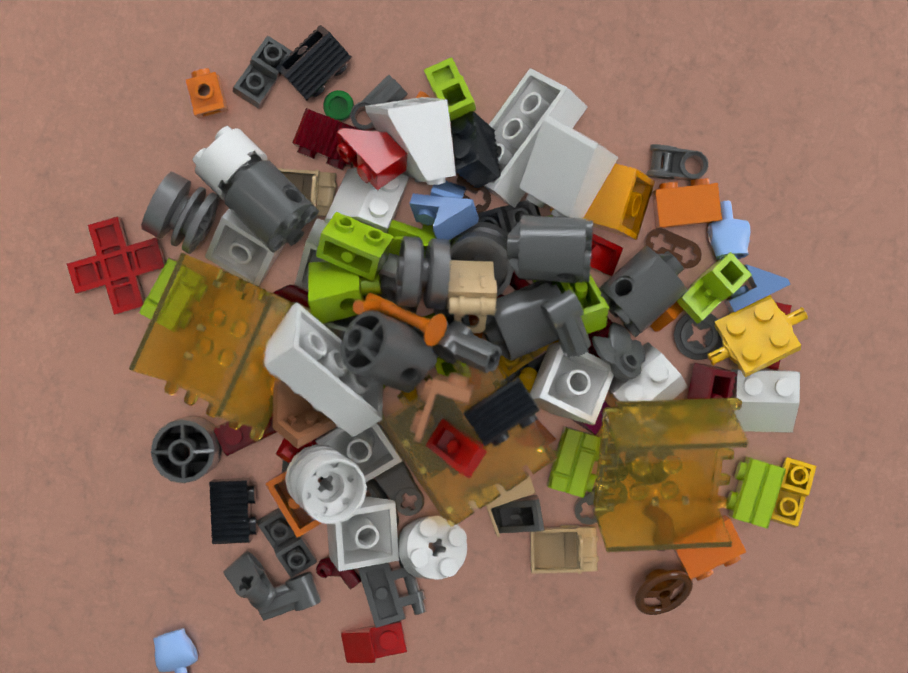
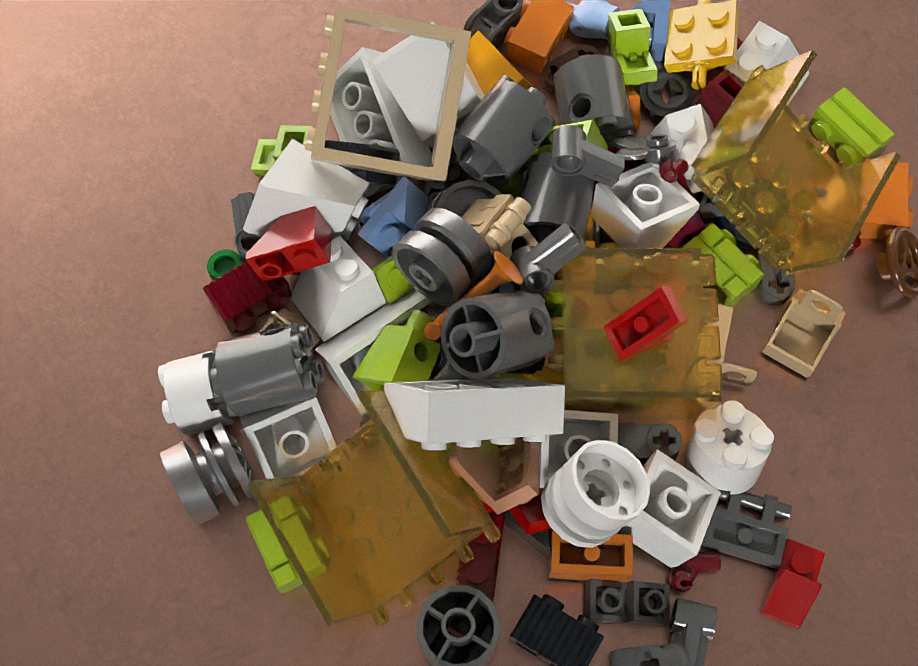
camera: 50 degrees left, 20 degrees down
(116, 265) = (213, 585): red plate -> none
(212, 103) = (124, 385): orange brick -> none
(261, 73) = (139, 314): dark grey slope -> none
(314, 63) = (168, 256): black brick -> none
(354, 246) = (368, 312): lime brick -> none
(454, 387) = (575, 313): nougat bracket -> none
(501, 412) = (635, 257): black brick -> none
(519, 515) = (748, 341): dark grey slope -> none
(569, 128) = (449, 103): none -> tan window
(610, 390) = (674, 172): none -> dark red hand
(793, 491) = (869, 94): yellow slope -> none

